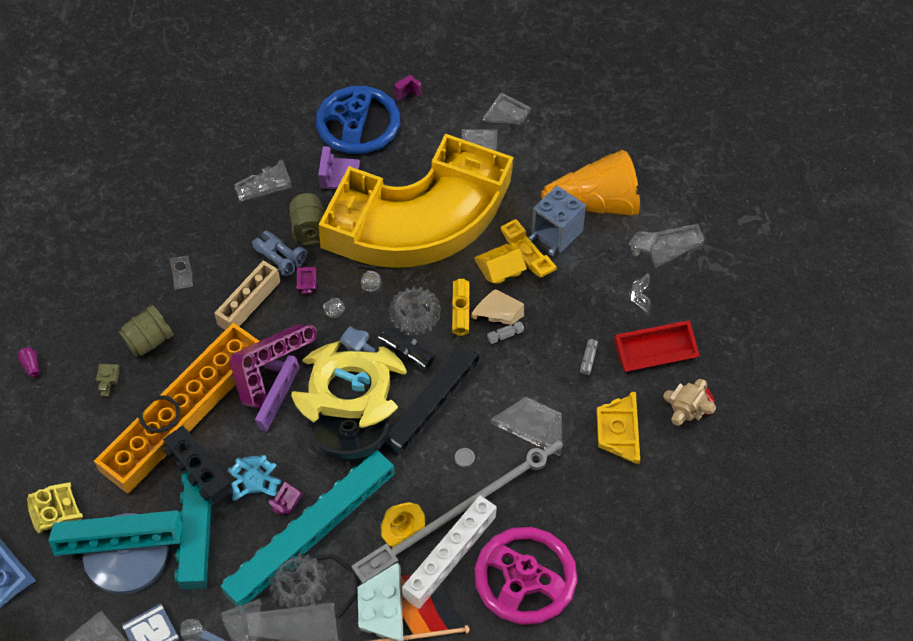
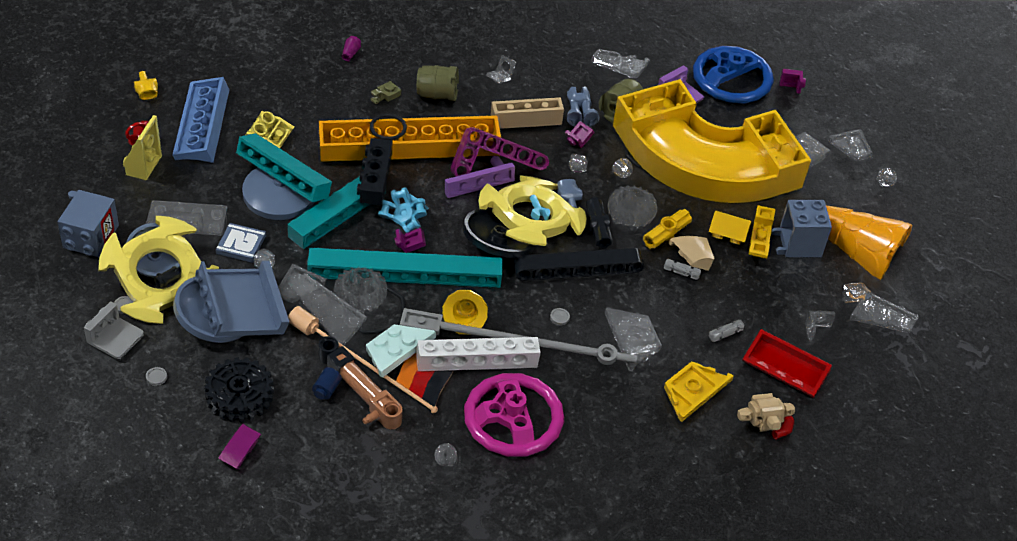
camera: 40 degrees right, 10 degrees down
(559, 120) = (886, 177): none -> clear piece

